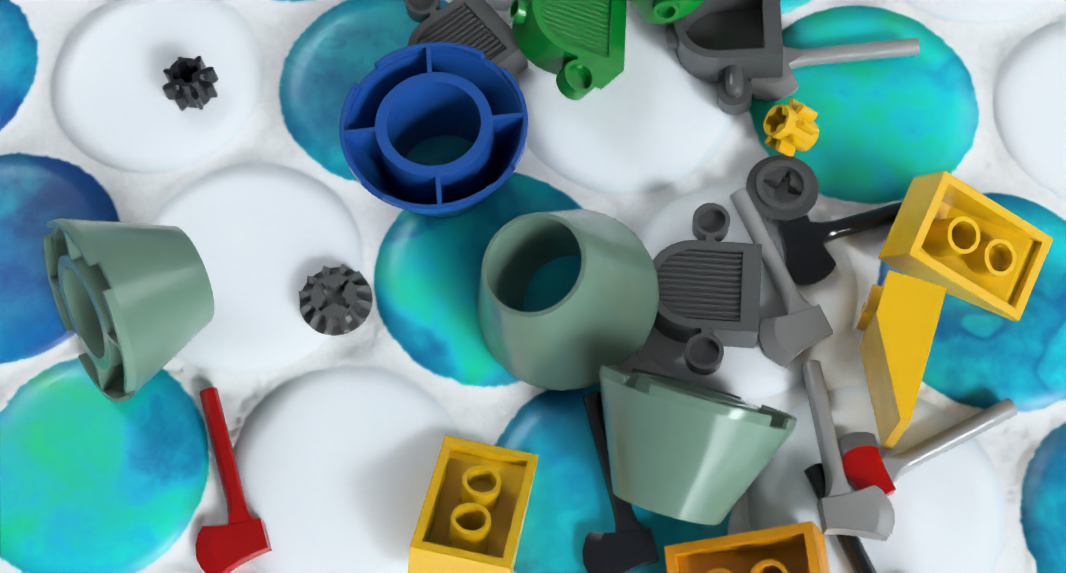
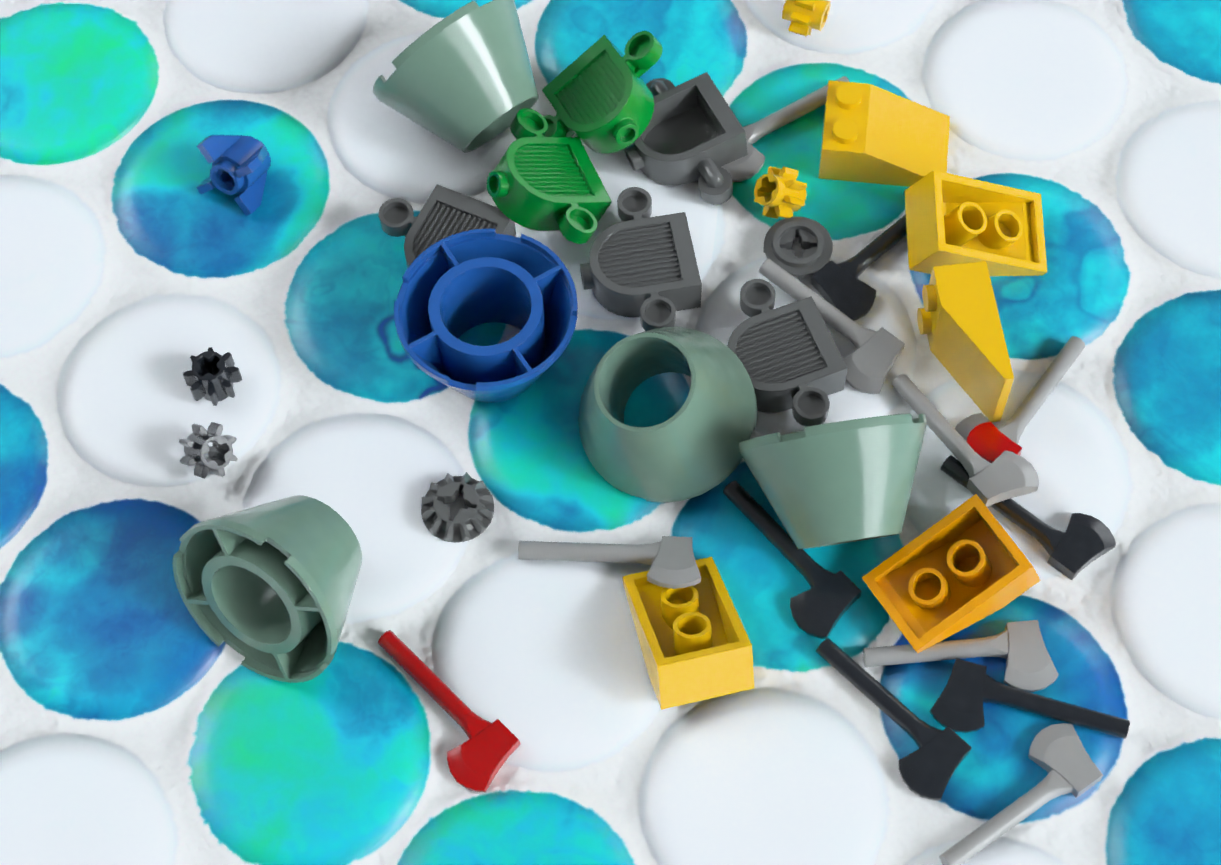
camera: 30 degrees left, 5 degrees down
(138, 154) = (197, 445): none -> gear
(495, 439) = (670, 559): none -> light grey piece
(624, 143) = (644, 264): none -> dark grey piece
(921, 113) = (880, 136): none -> yellow slope

